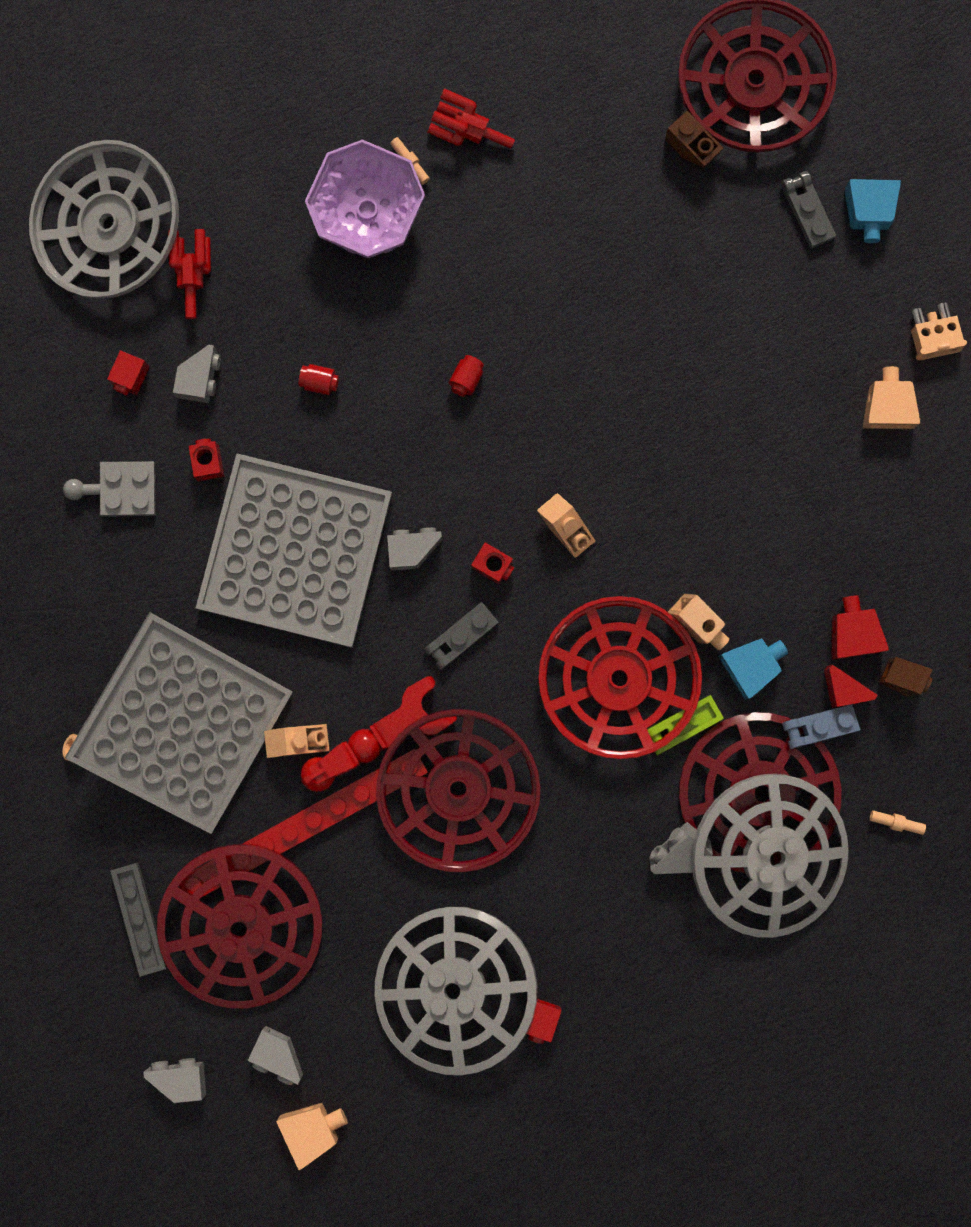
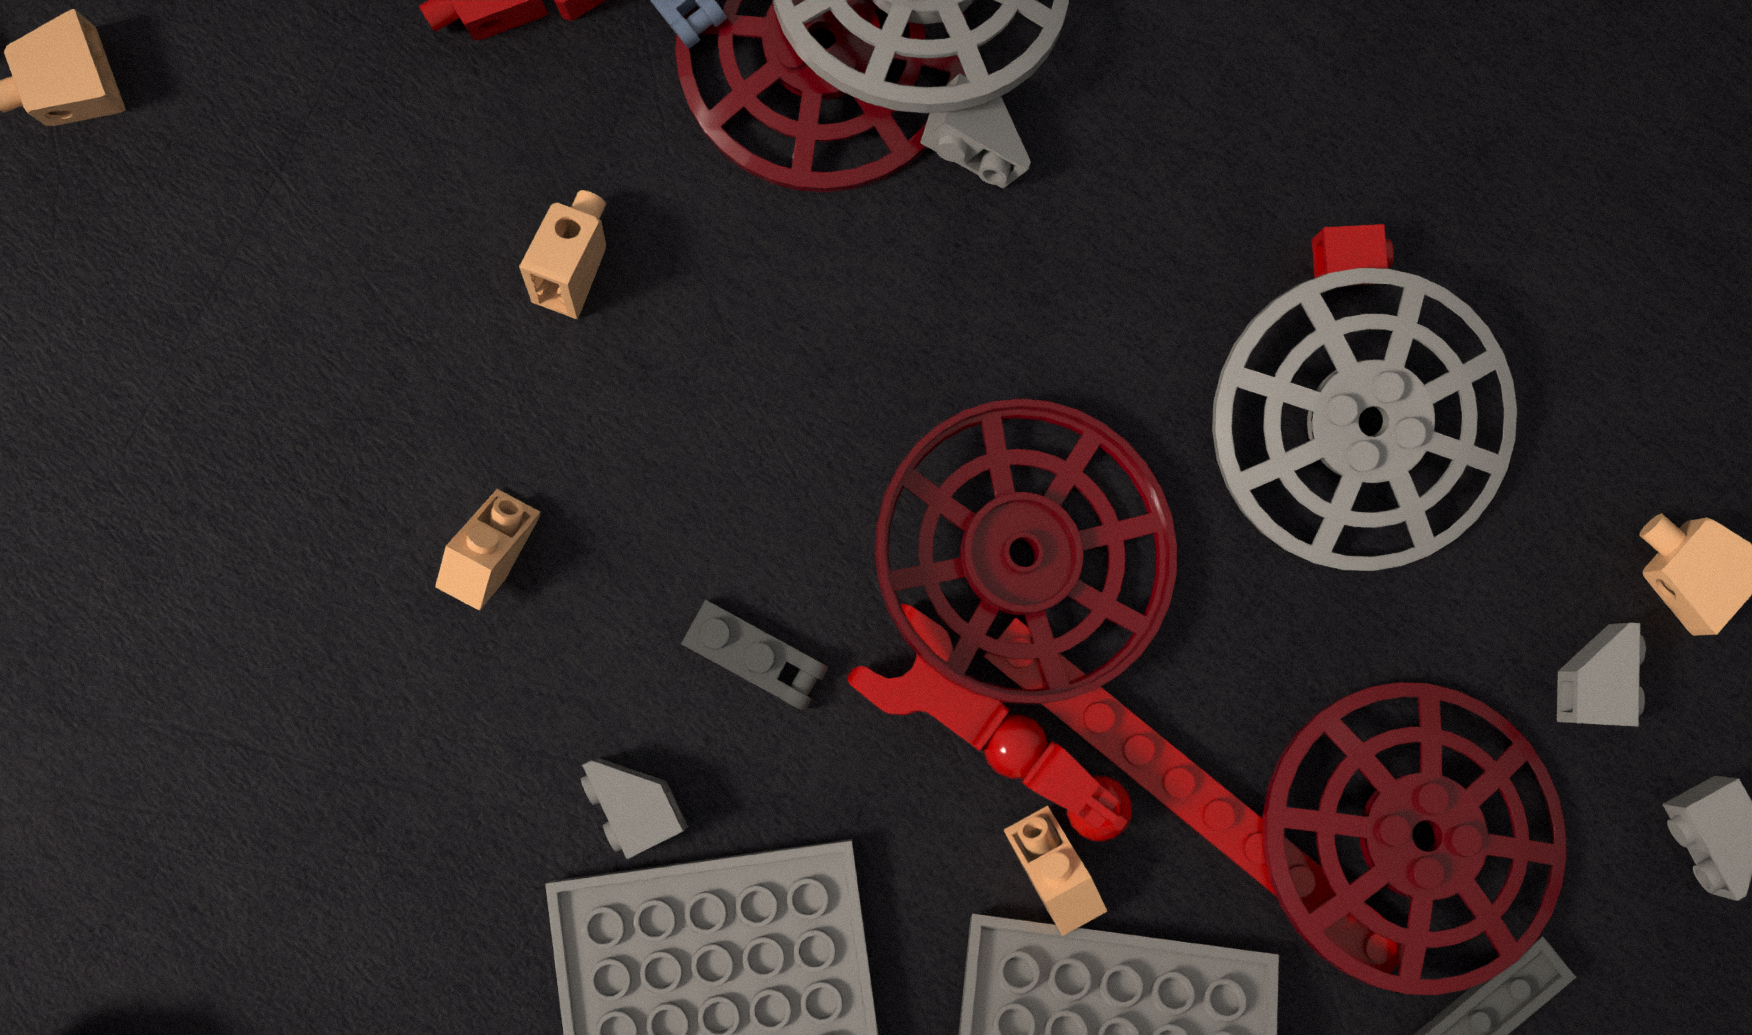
camera: 115 degrees left, 0 degrees up
(466, 376) = (283, 834): red brick -> none
(486, 553) = (586, 663): red brick -> none
(632, 664) = (700, 324): red dish -> none
(703, 717) = (755, 212): lime plate -> none
(753, 665) = (609, 135): dark azure torso -> none

